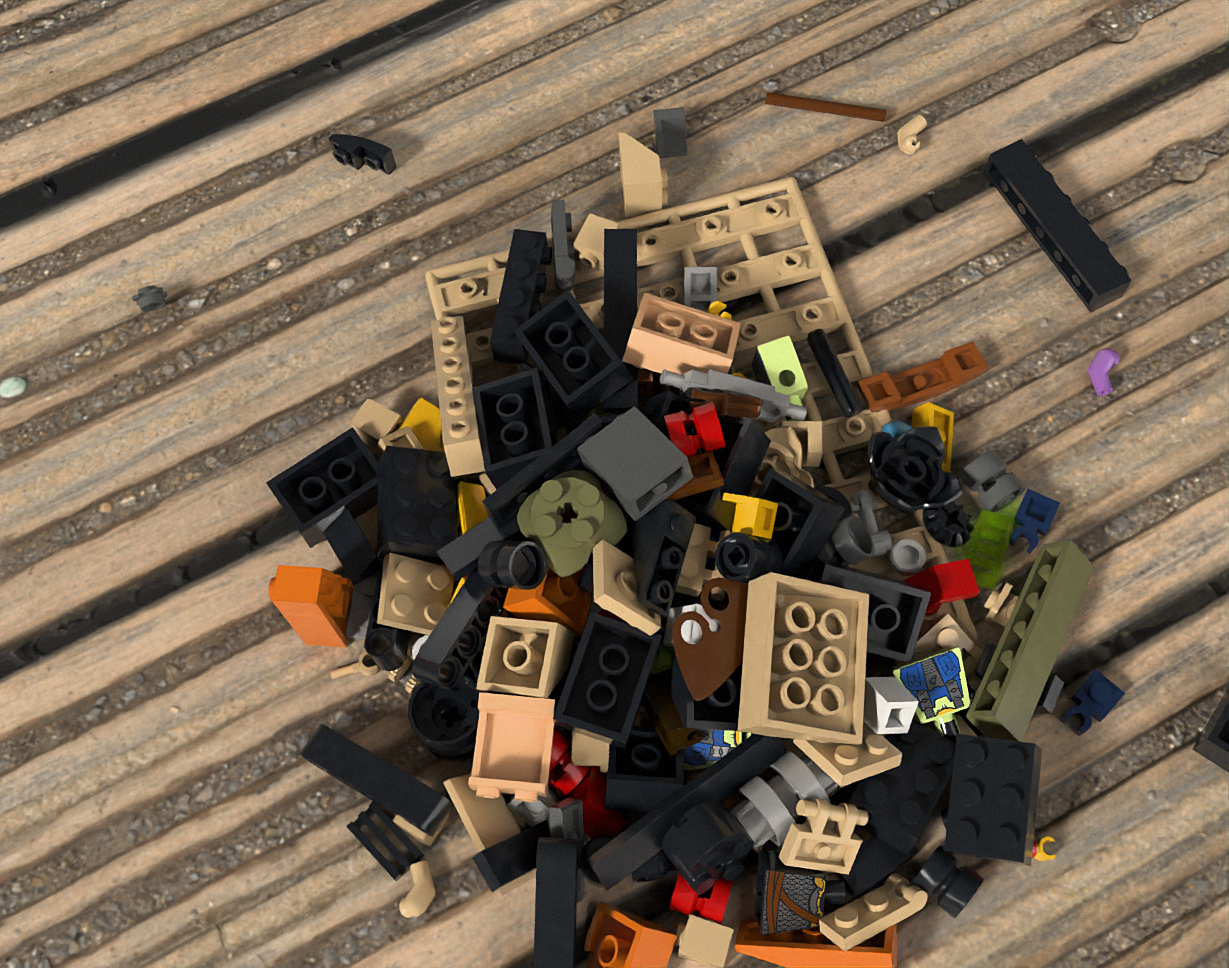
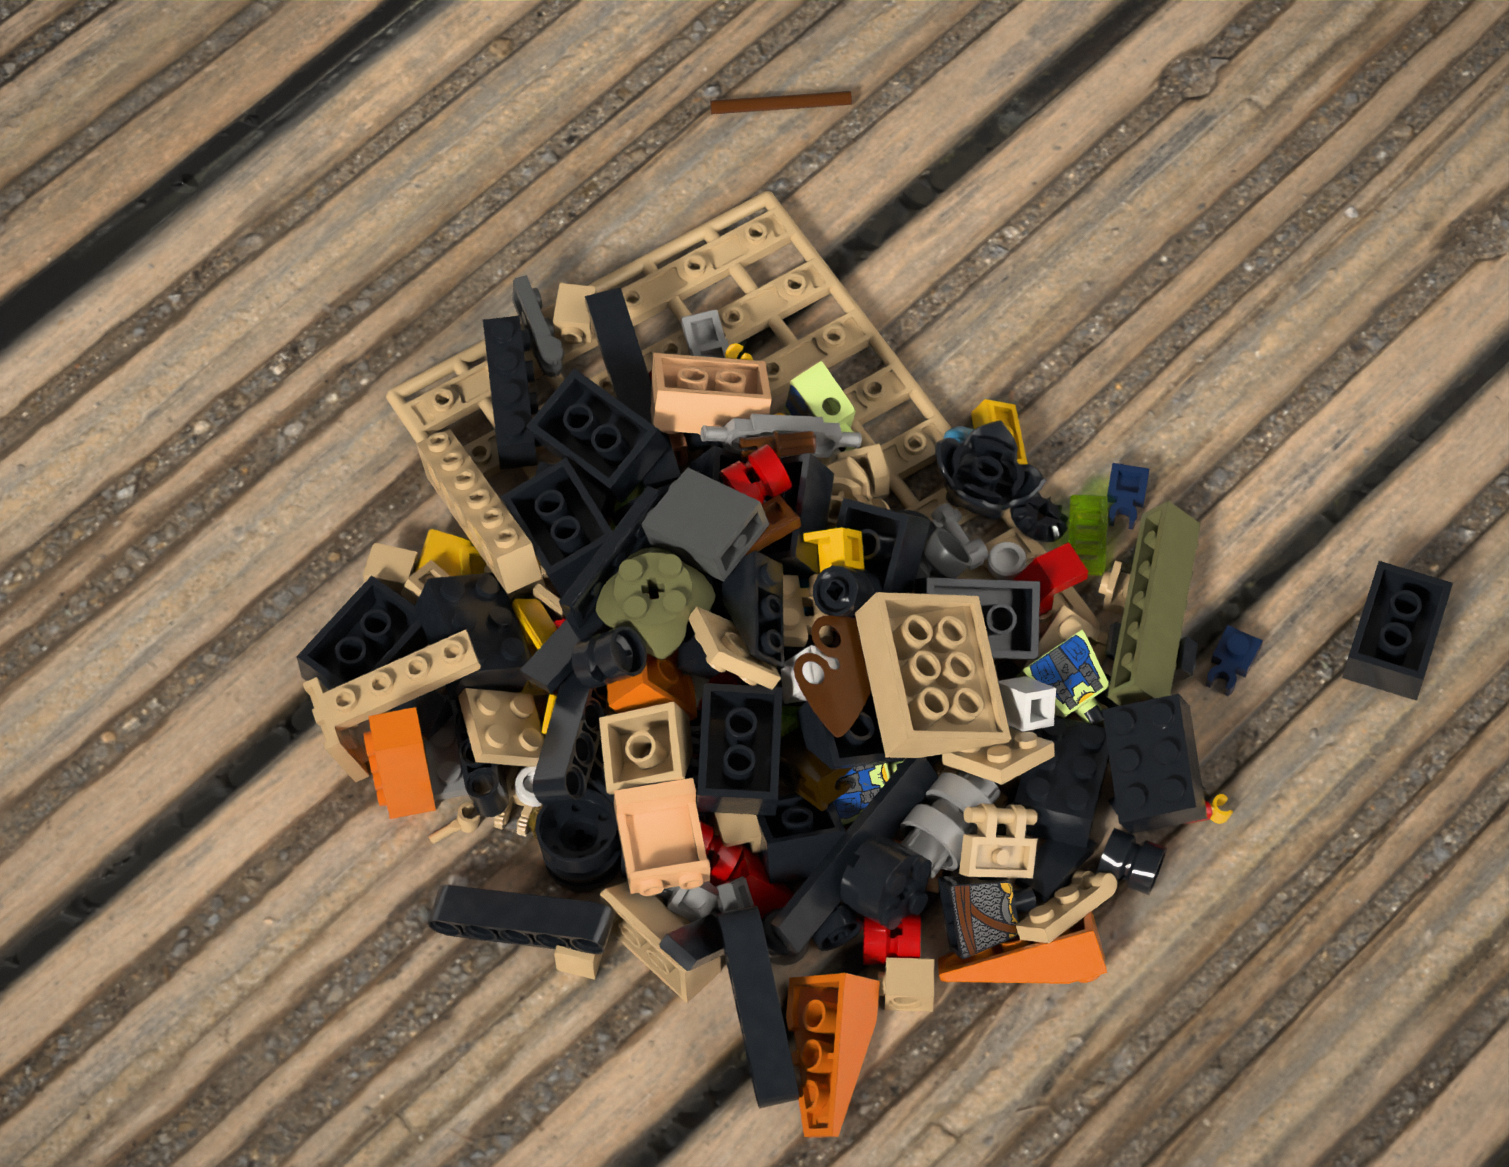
camera: 20 degrees left, 5 degrees down
(150, 298) = (75, 498): dark grey plate -> none
(322, 535) = (385, 688): none -> tan bracket
(359, 150) = (254, 275): black slope -> none
(364, 818) = (518, 967): black tile -> none
(421, 893) = (603, 1020): tan arm -> none
(641, 178) = (599, 231): tan slope -> none
(670, 132) = (613, 172): dark grey panel -> none
(834, 373) = (876, 392): black axle -> none
(907, 134) = (882, 113): tan arm -> none
(923, 381) = (975, 379): dark orange slope -> none
(985, 472) = (1068, 461): dark grey wheel -> none
(1057, 225) = (1071, 177): black brick -> none
(1098, 370) = (1156, 319): medium lavender arm -> none

